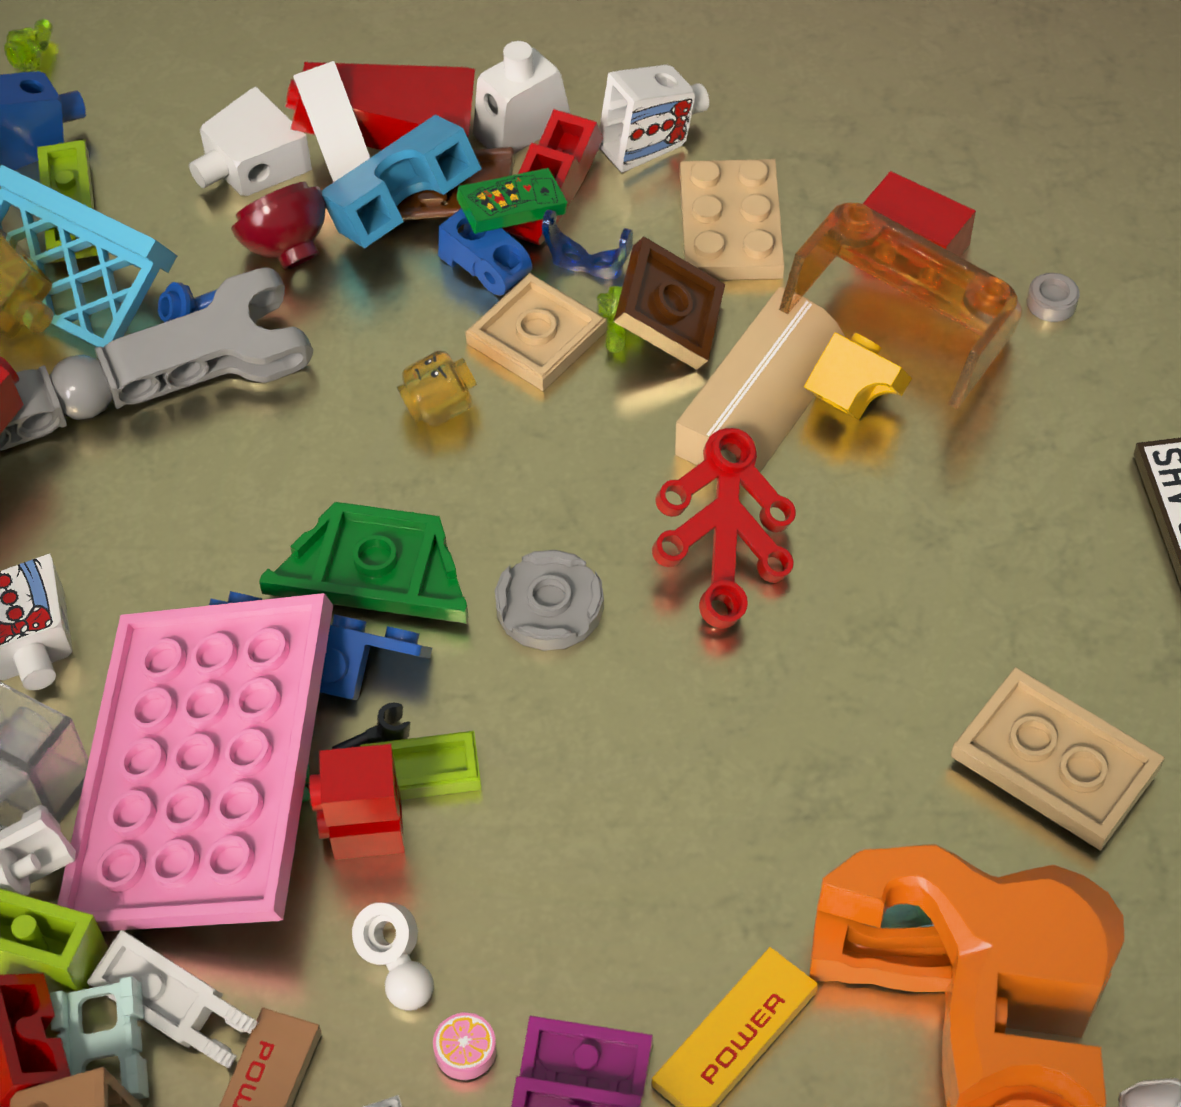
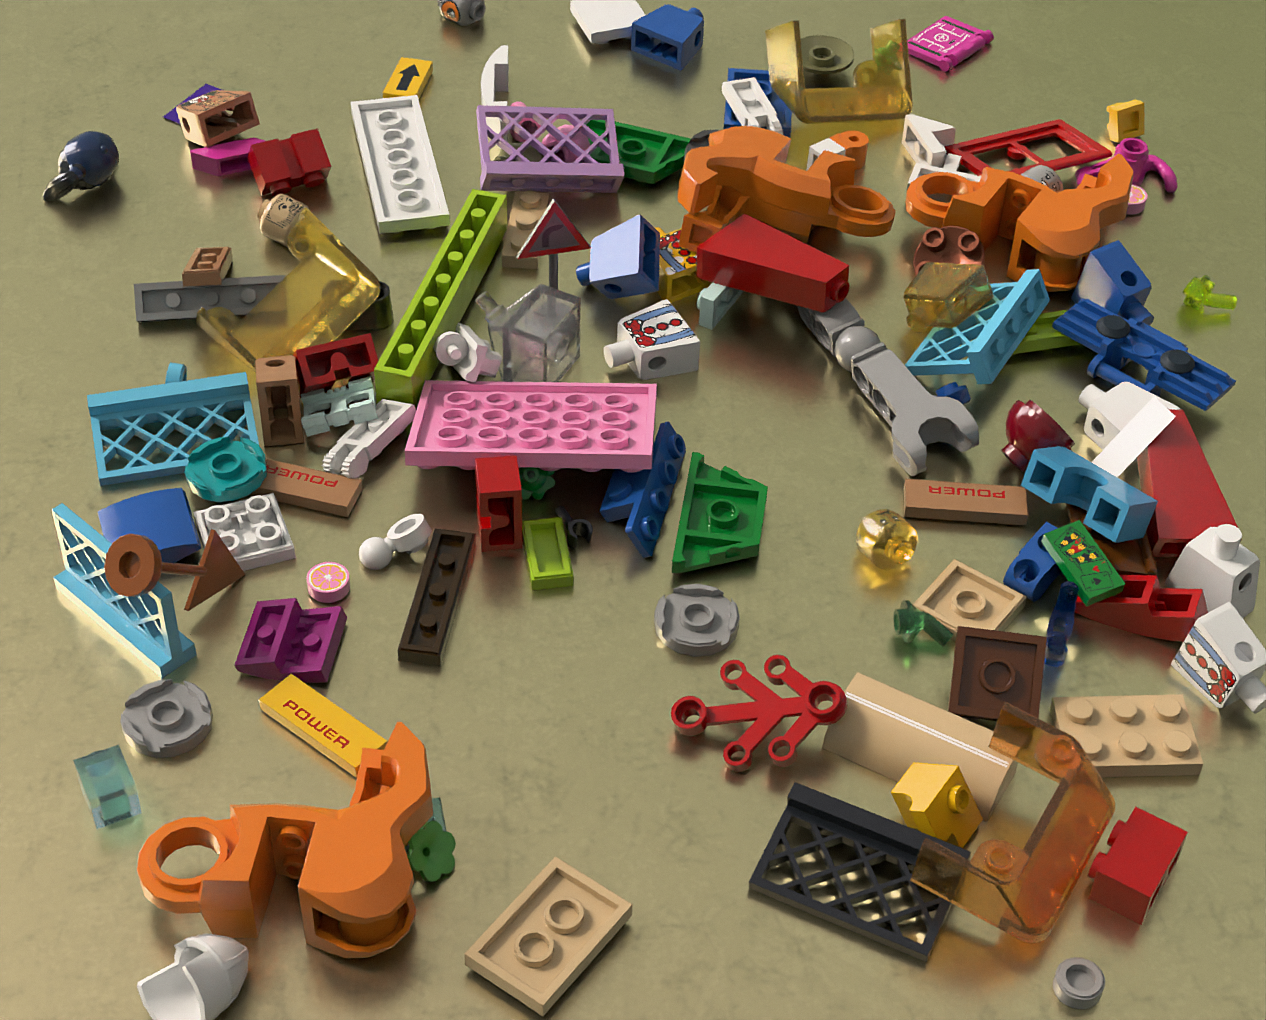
camera: 85 degrees right, 10 degrees down
(120, 111) = (1125, 340): none -> blue piece
(363, 316) = (965, 502): none -> medium nougat tile
(498, 901) = (437, 597): none -> dark brown tile
(574, 377) = (910, 621): none -> clear green plate
(895, 446) = (865, 833): none -> black fence

